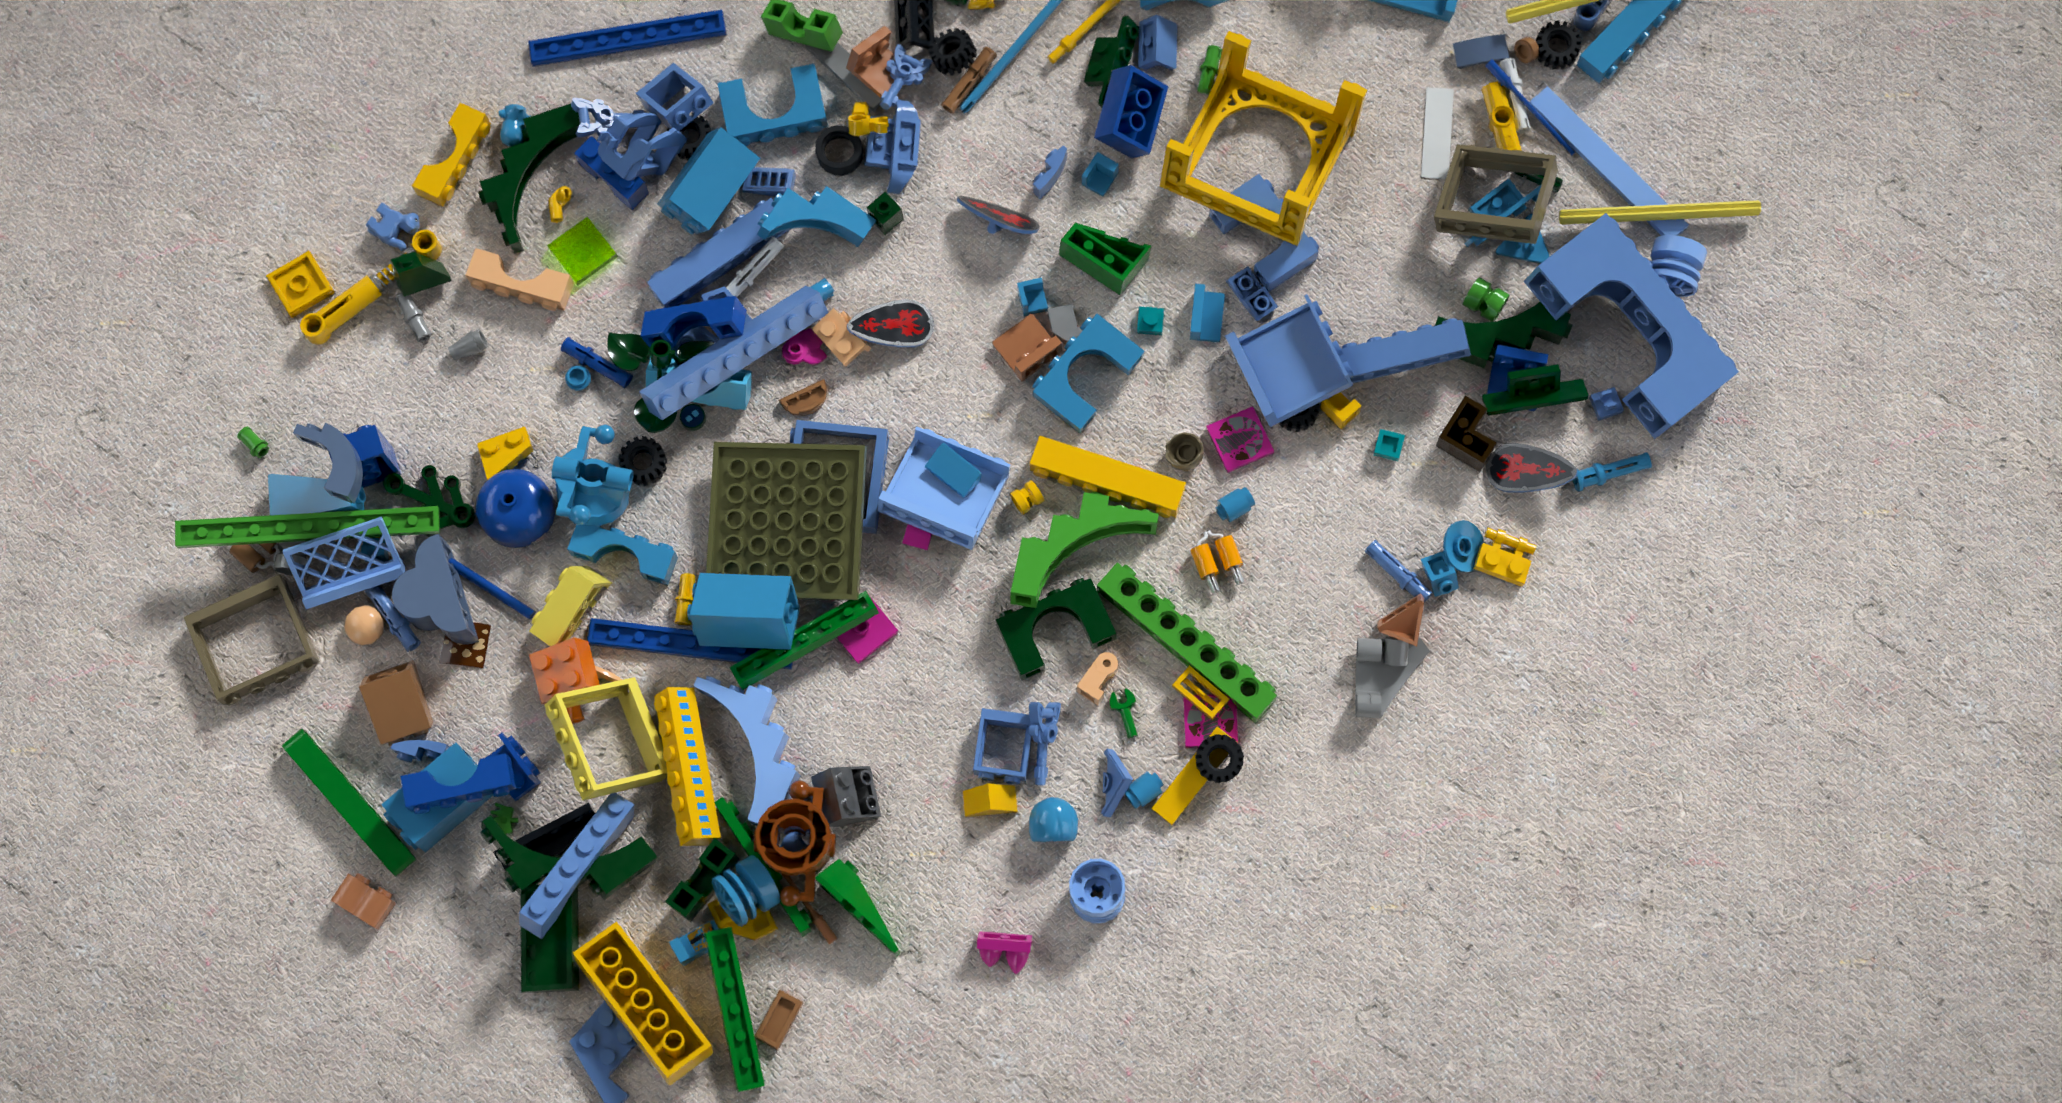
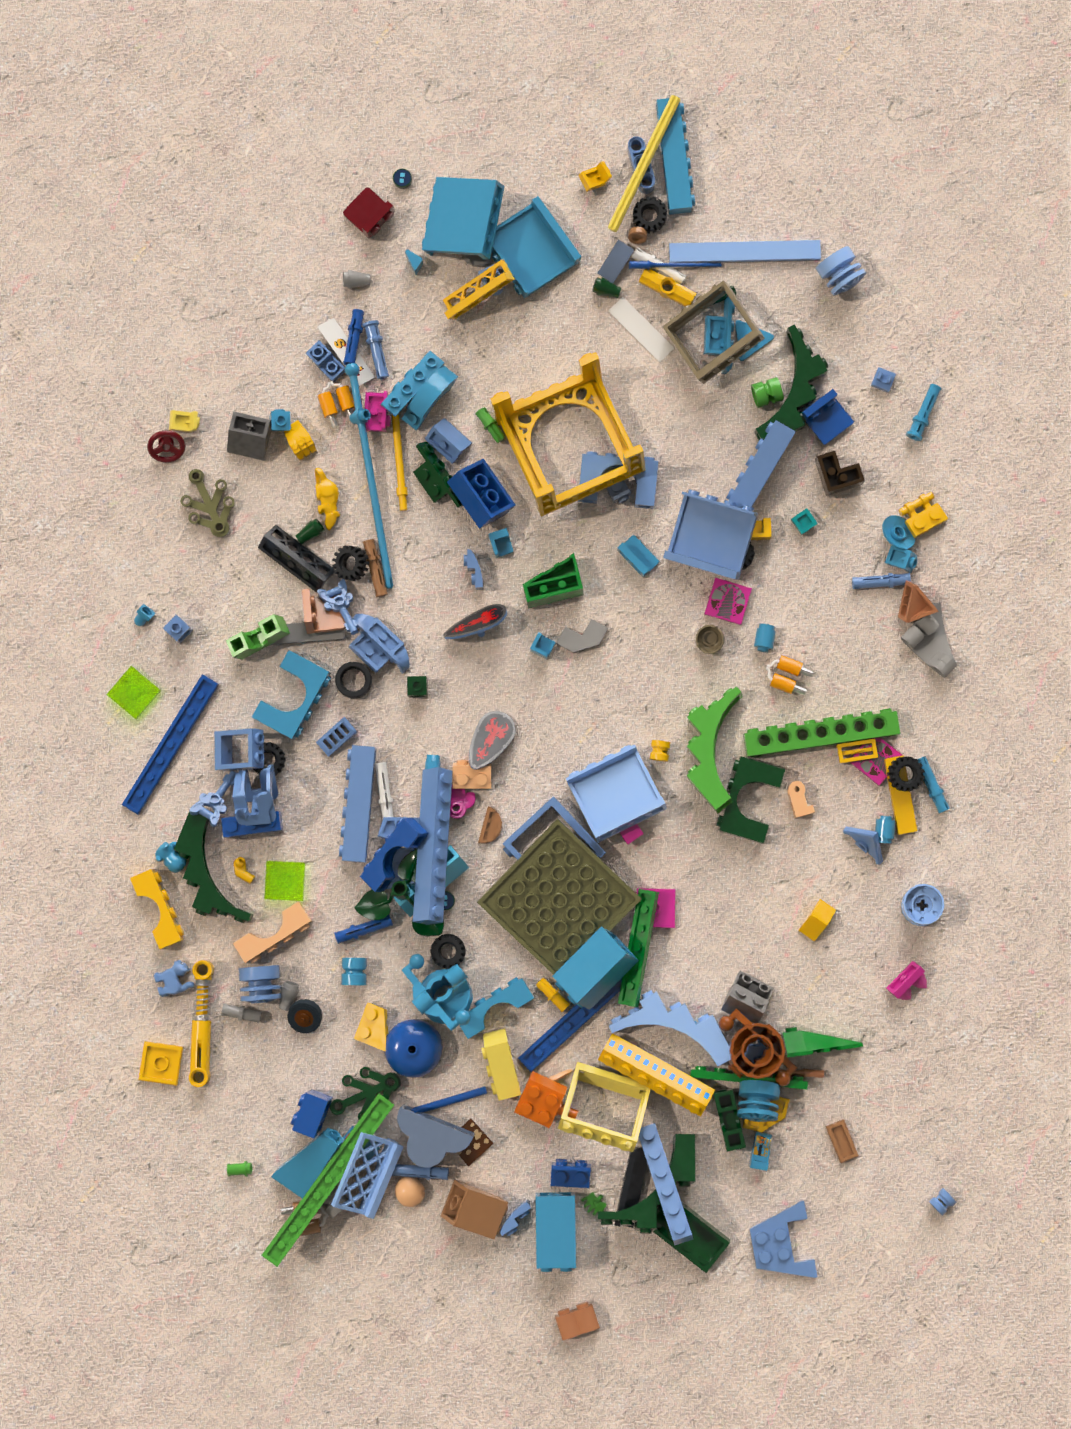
camera: 50 degrees left, 10 degrees up
(236, 603) = (393, 1282): dark tan window -> none
(346, 470) = (318, 1128): sand blue arch -> none
(348, 802) = (510, 1284): green beam -> none
(417, 273) = (219, 988): dark green slope -> none
(456, 305) = (259, 983): none -> medium blue wheel
(460, 377) = (304, 1016): none -> black wheel
(492, 776) = (552, 1237): blue arch -> none
(546, 385) = (354, 971): none -> dark azure wheel
(578, 378) = (363, 947): dark azure plate -> none
(643, 1003) = (773, 1210): yellow brick -> none
(708, 181) = (311, 774): dark azure brick -> none
(734, 1009) = (818, 1161): green plate -> none
(824, 212) = (389, 720): dark azure arch -> none
(861, 123) = (351, 655): yellow bar -> none
(953, 470) = (610, 779): dark azure slope -> none
(1004, 719) = (815, 896): medium blue window -> none
(1027, 347) = (569, 674): nougat bracket -> none
(1043, 734) = (807, 858): medium blue piece -> none
(1053, 821) = (861, 896): dark azure piece -> none
(1096, 338) = (600, 632): dark azure arch -> none
(1107, 476) = (687, 694): yellow brick -> none
(1125, 712) = (830, 801): green bar -> none
(1150, 320) = (613, 590): teal plate -> none
(1230, 807) = (934, 789): none -> dark azure pin
(1251, 293) = (647, 519): medium blue slope -> none
(1254, 243) = (619, 492): none -> sand blue bracket
(1445, 63) = (605, 288): none -> dark green cone
(1527, 469) = (886, 457): shield -> none
(1533, 390) = (845, 414): dark green bracket -> none
(1610, 266) = (904, 316): medium blue arch -> none
(1662, 212) = (800, 250): light yellow axle -> none

